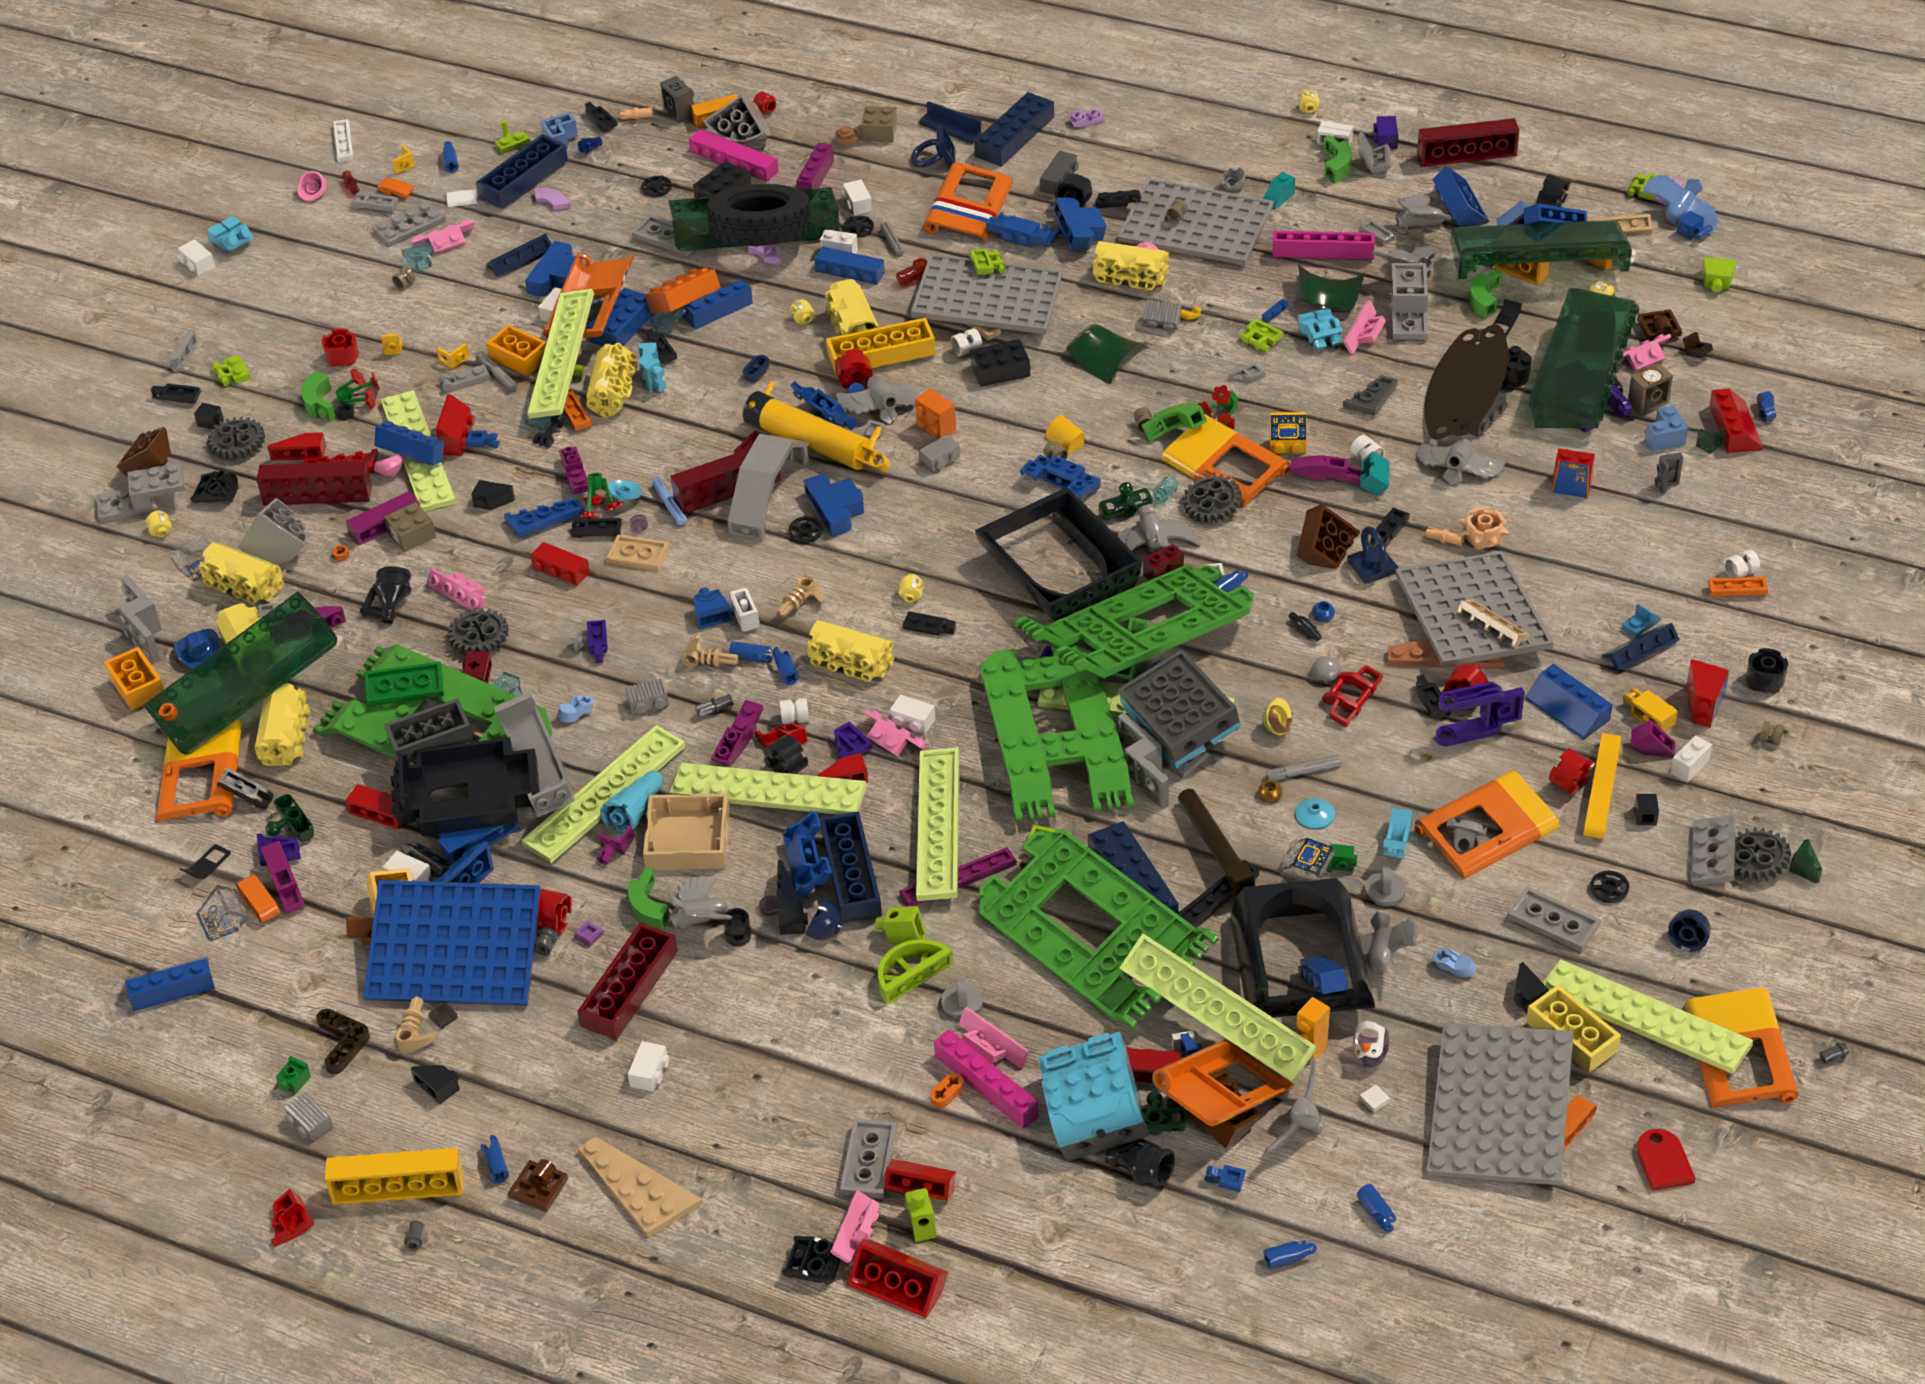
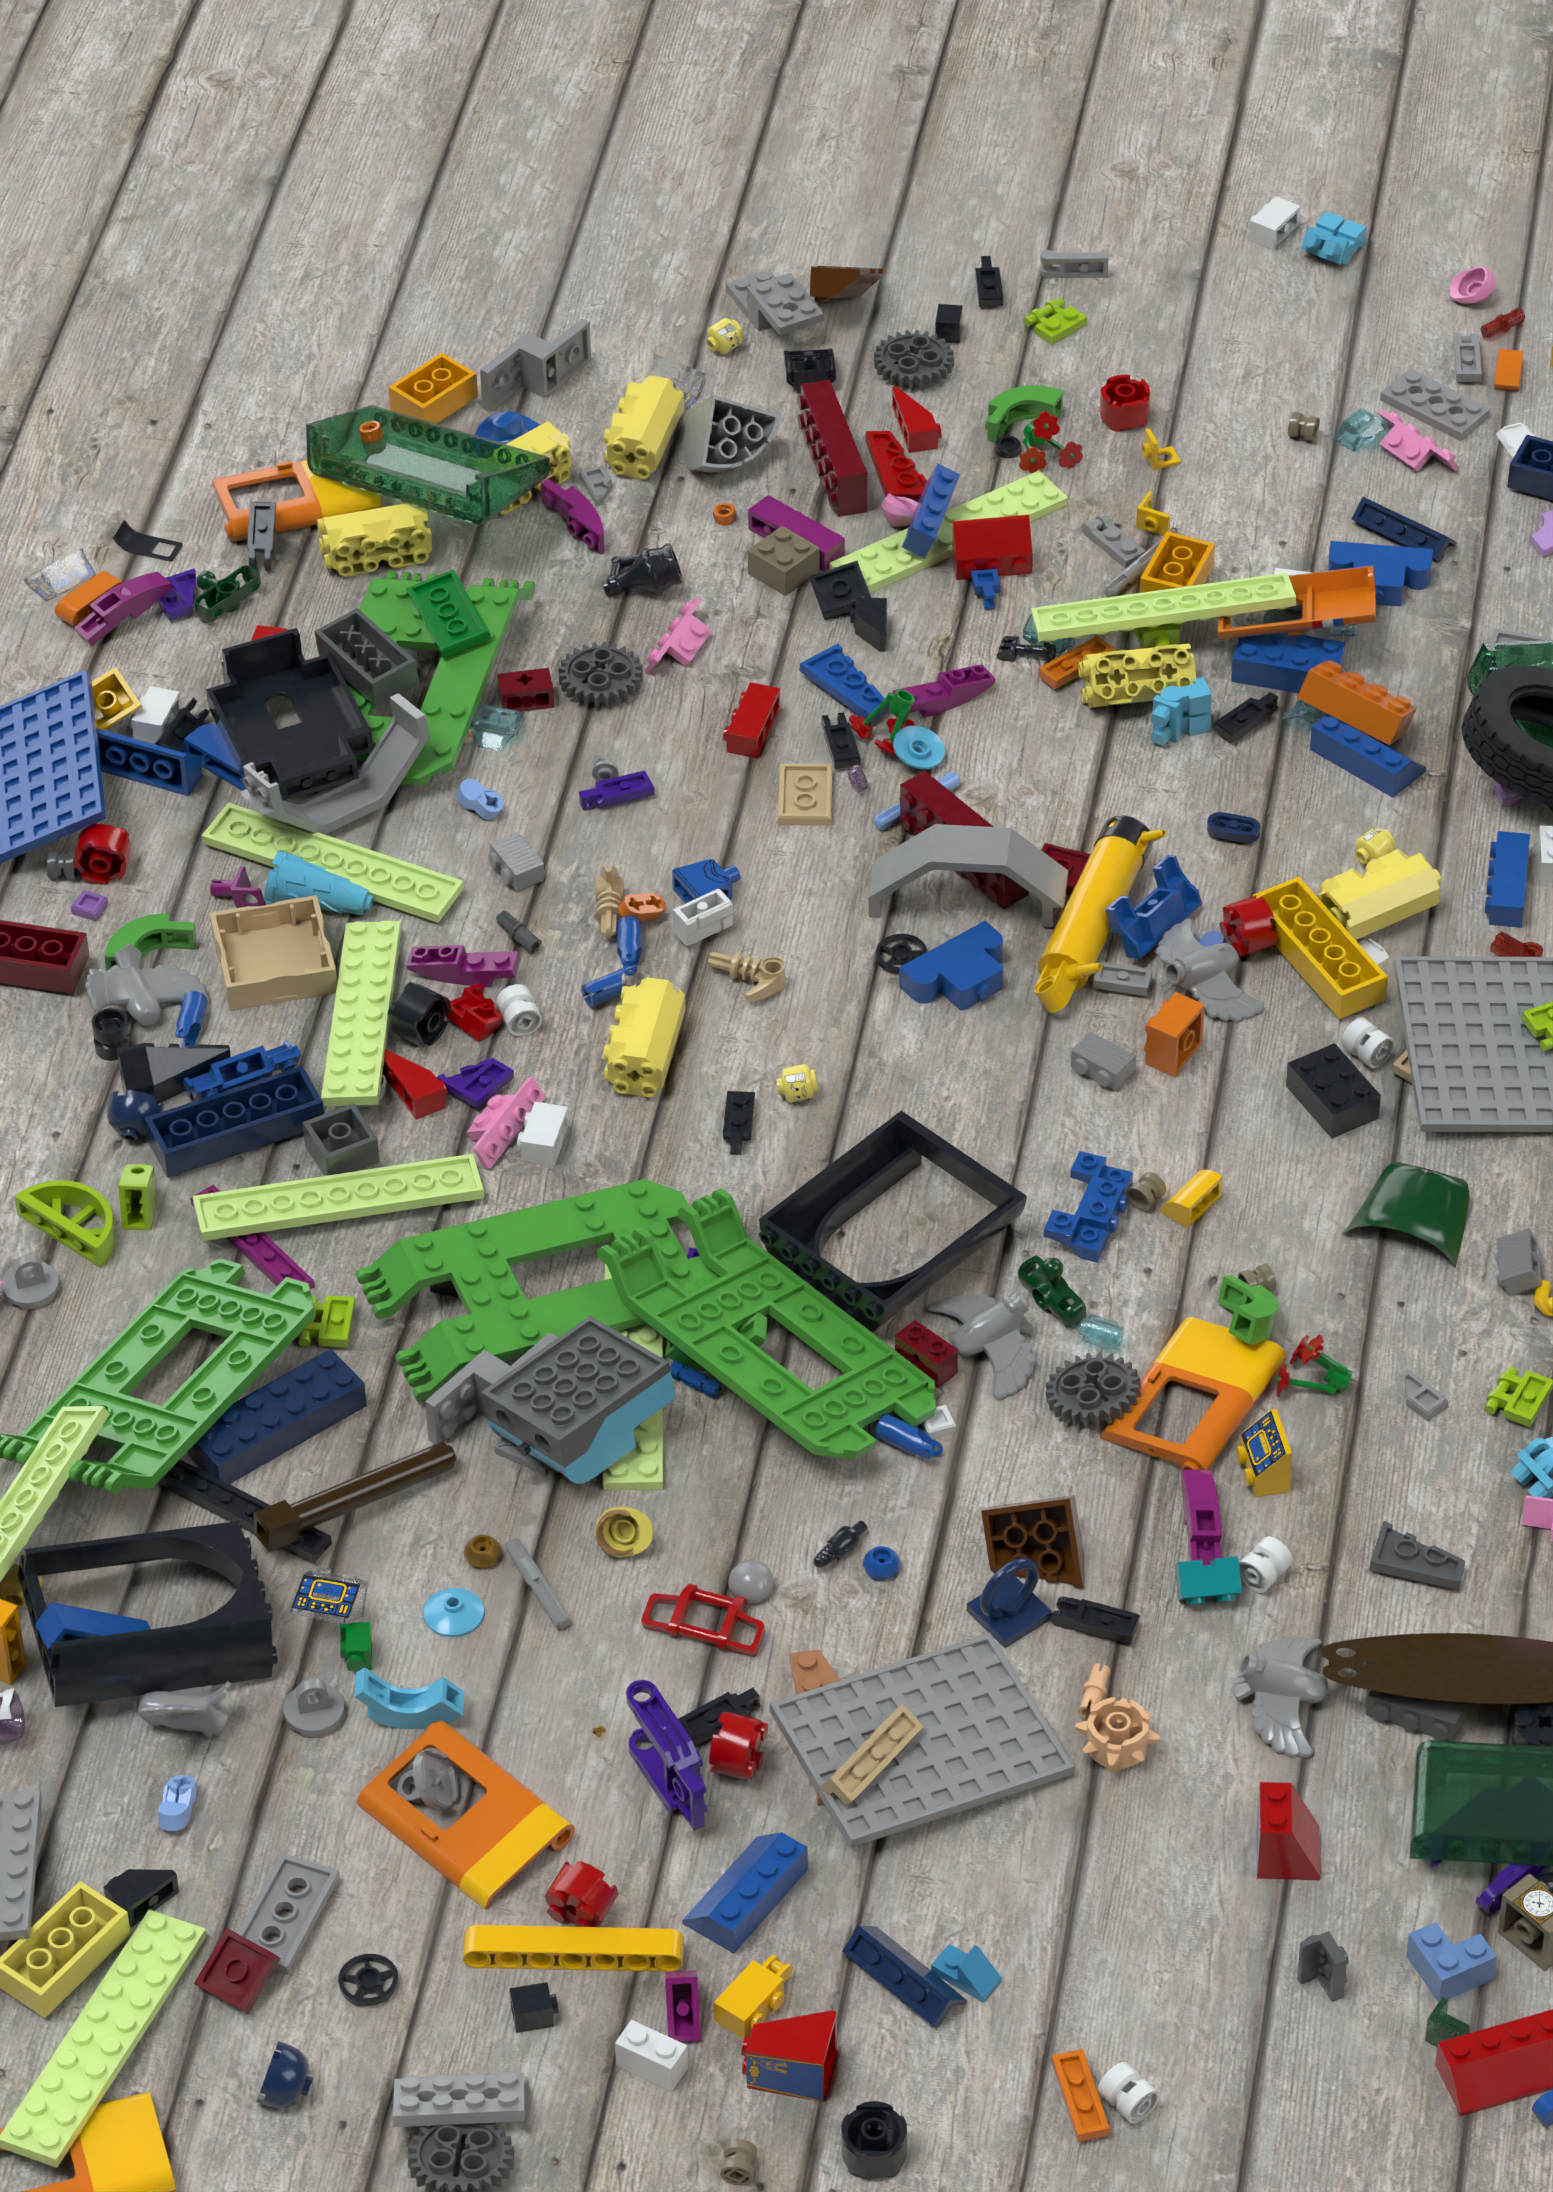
camera: 75 degrees right, 0 degrees up
(452, 504) = (838, 589): none -> black plate
(720, 639) = (642, 906): none -> orange beam
(733, 885) = (191, 1017): none -> blue piece
(890, 813) = (341, 1141): none -> dark grey brick
(1601, 943) = (237, 1970): none -> dark red plate

